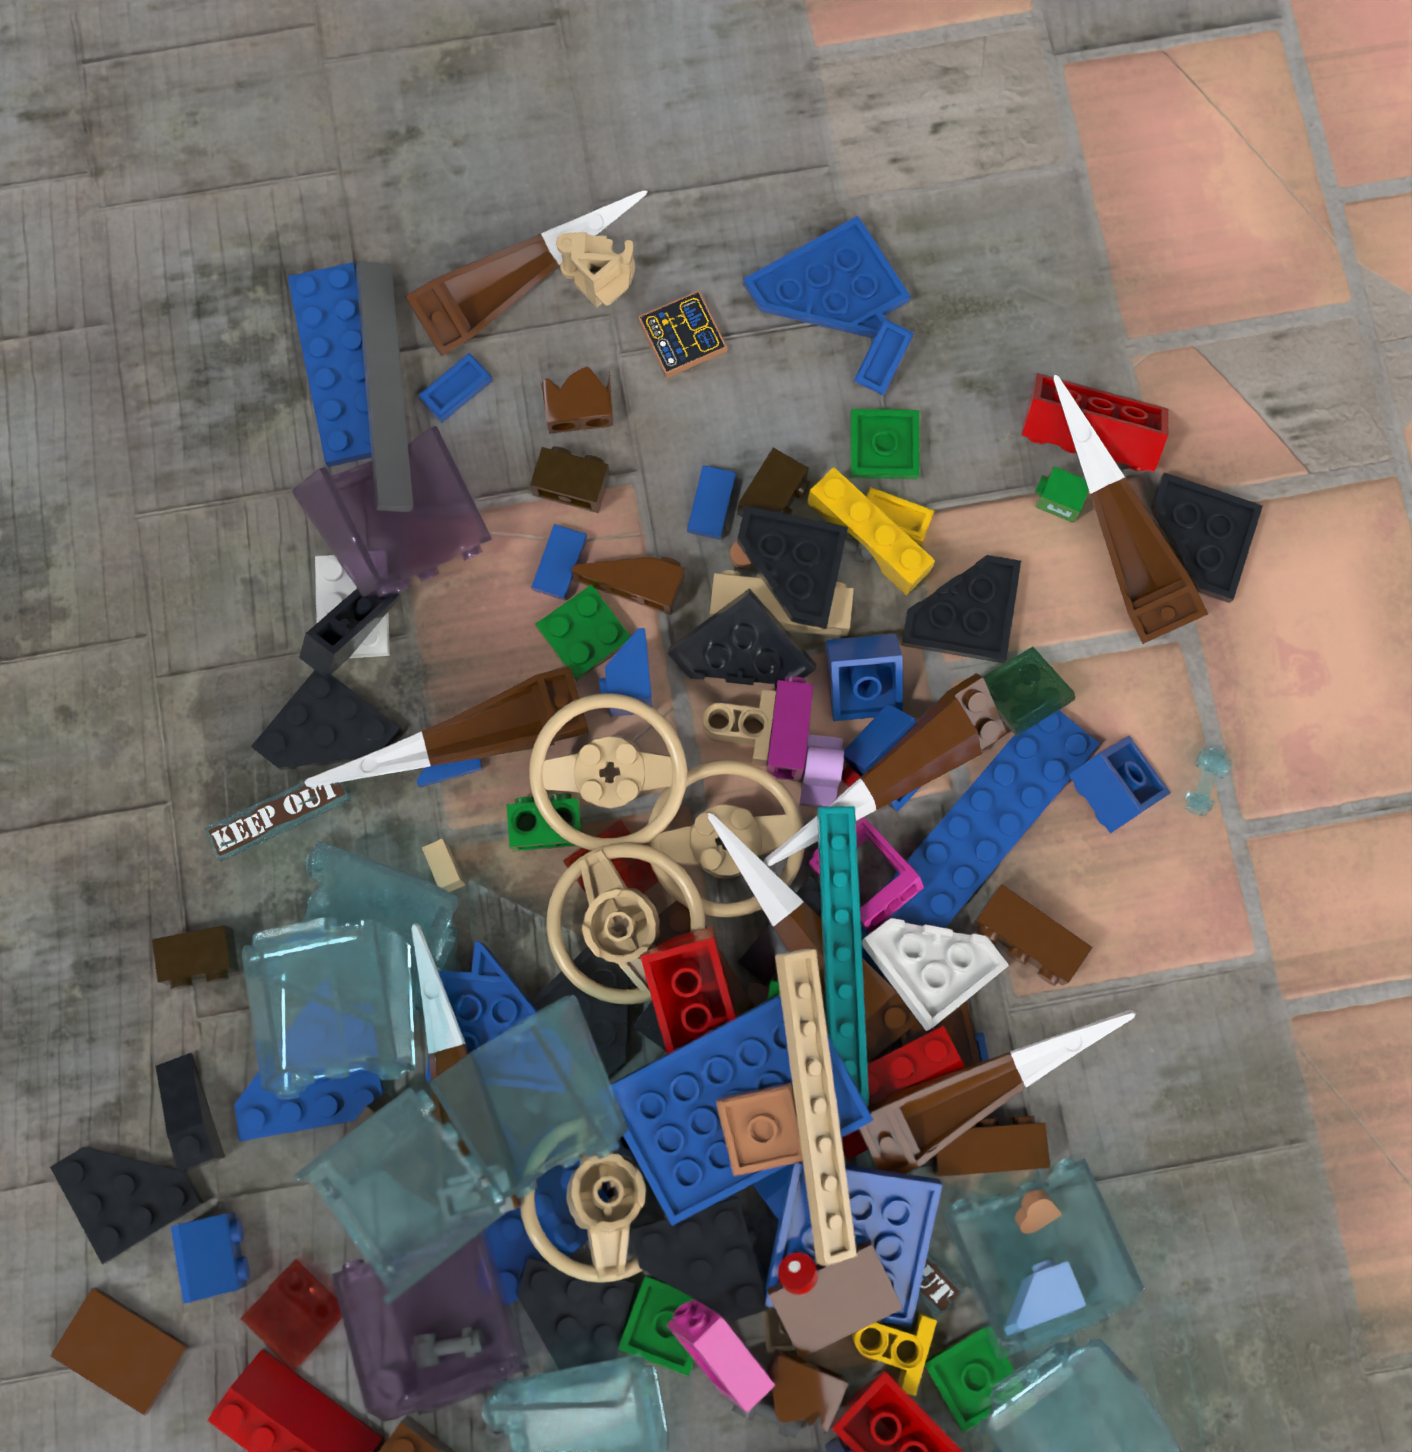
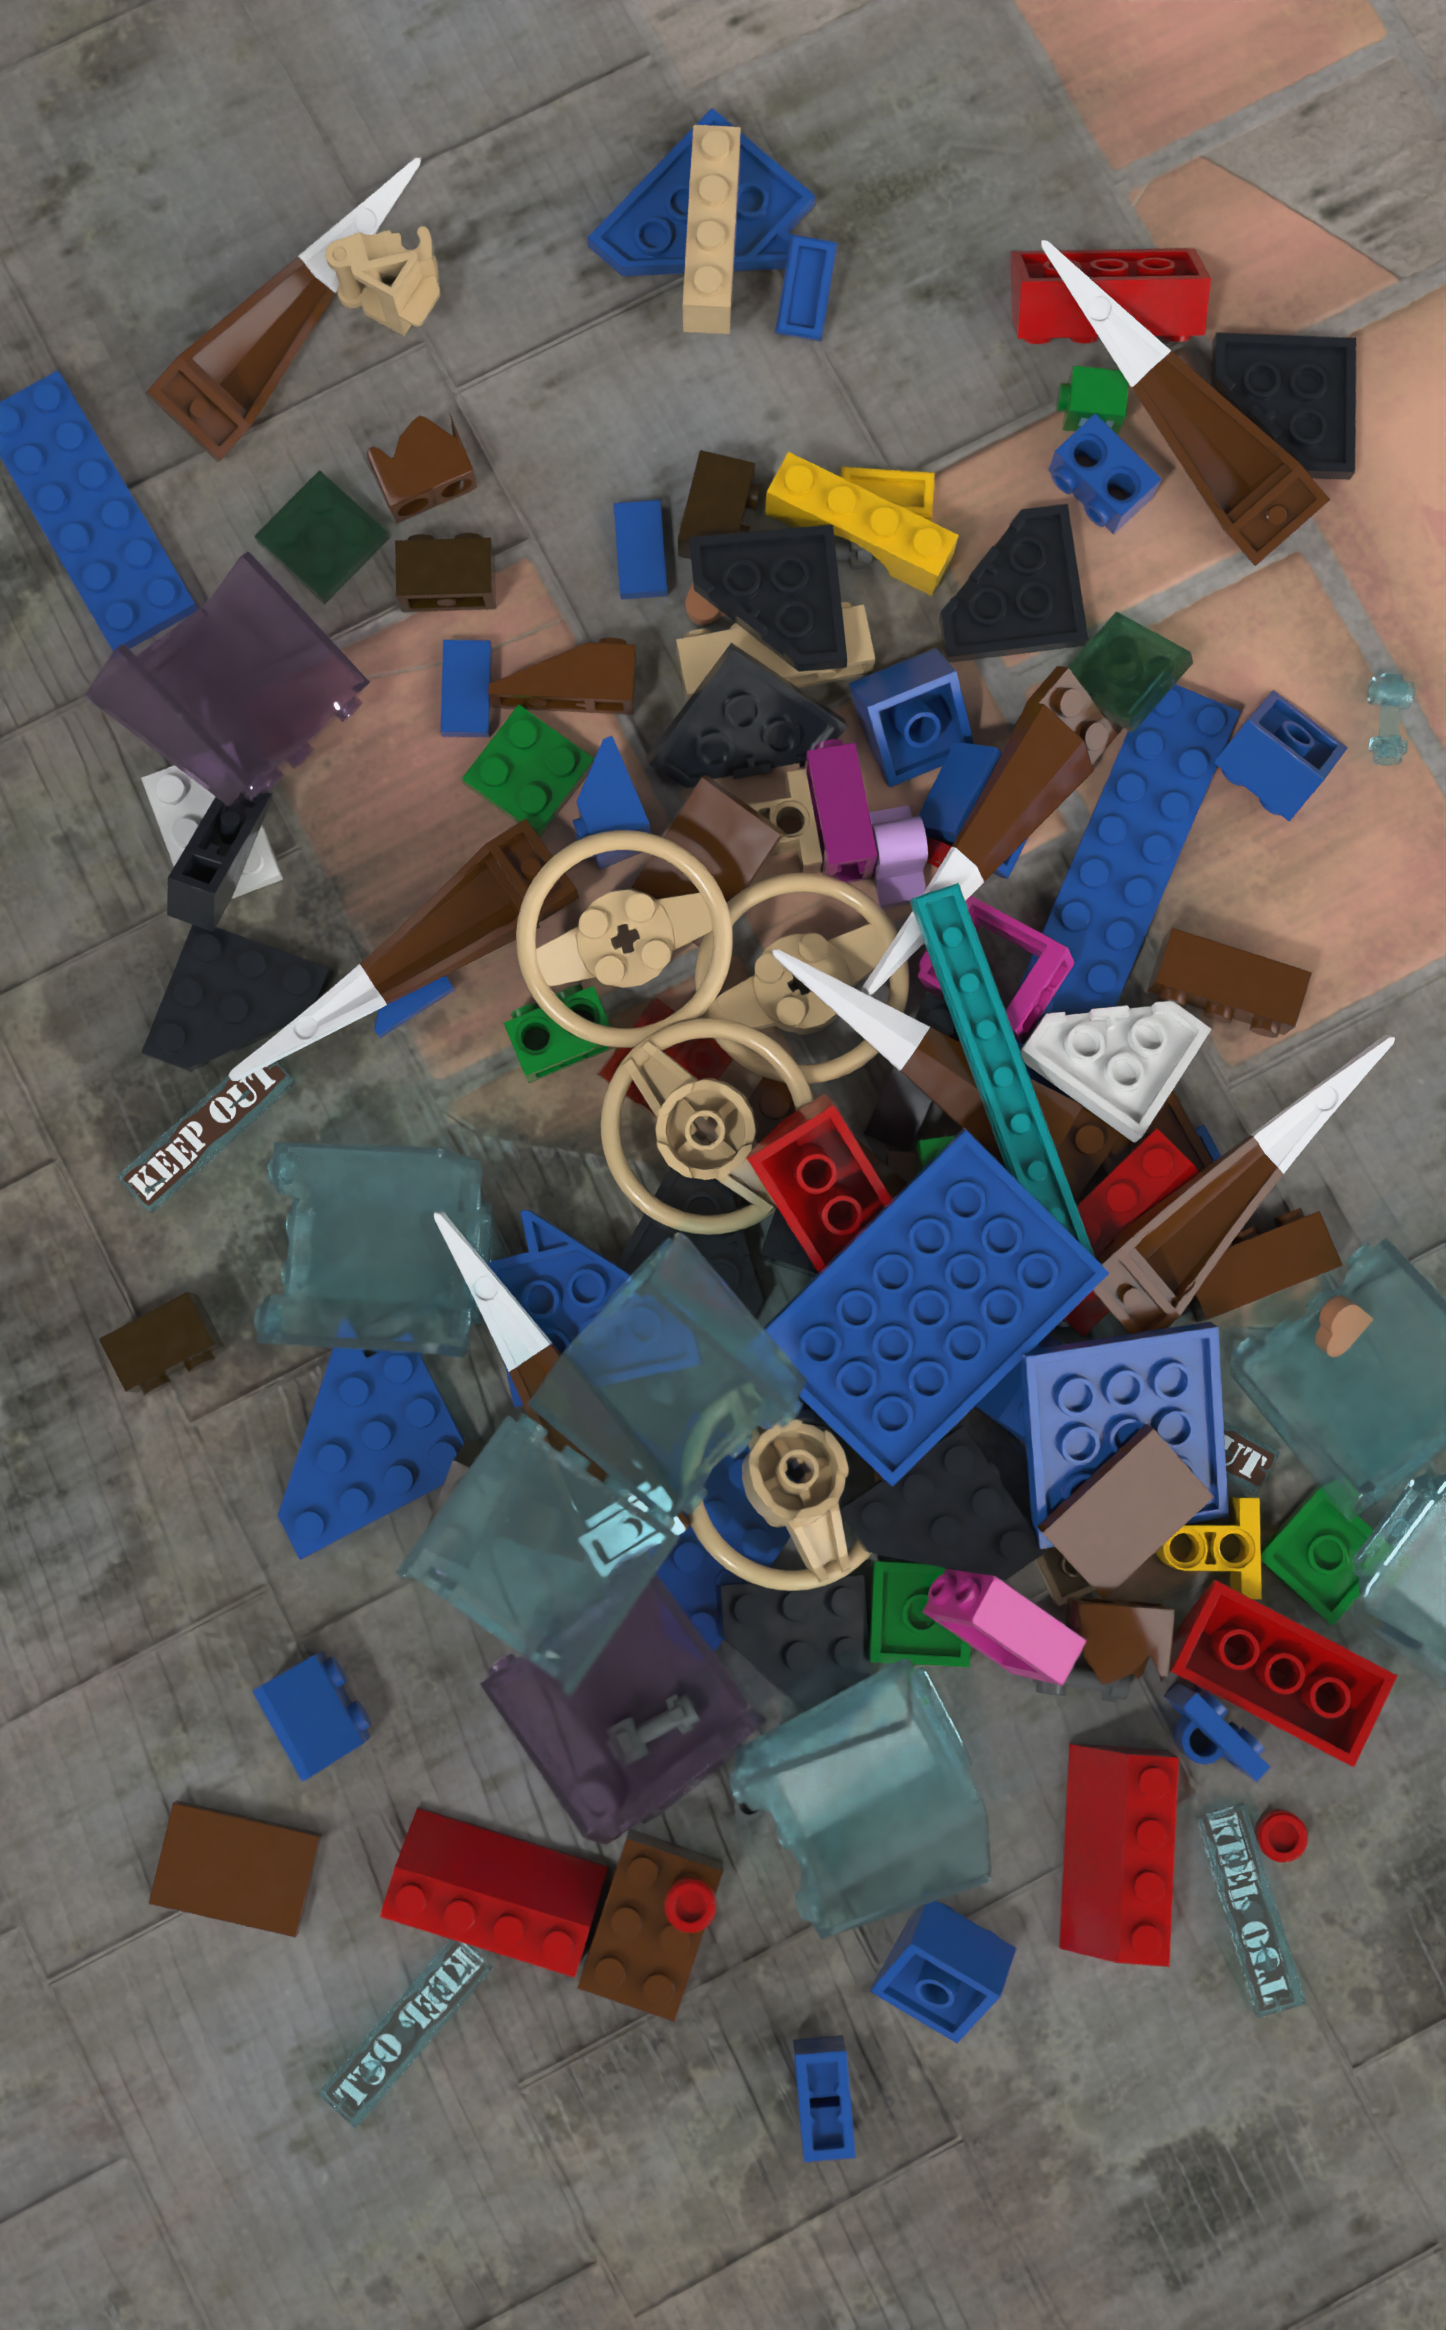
camera: 20 degrees left, 5 degrees up
(122, 1198) = (173, 1678): black plate -> none
(187, 1115) = (221, 1547): black slope -> none
(293, 1315) = (444, 1753): clear red slope -> none
(329, 1002) = (359, 1345): clear light blue windscreen -> none
(384, 387) = (157, 523): dark grey tile -> none
(443, 865) = (446, 1126): tan piece -> none
(455, 387) = (251, 498): blue tile -> none
(494, 428) = (322, 537): none -> clear green plate
(682, 334) = (530, 337): black tile -> none
(699, 721) = (722, 835): none -> reddish brown tile
(761, 1128) = (972, 1327): nougat tile -> none
(797, 1273) = (1071, 1494): red tile -> none
(816, 1106) = (1033, 1274): tan plate -> none
(828, 299) = (711, 229): none -> tan brick
(884, 444) = (842, 404): green plate -> none
(1044, 1296) = (1384, 1425): light blue slope -> none
(1062, 545) = (1114, 468): none -> blue brick

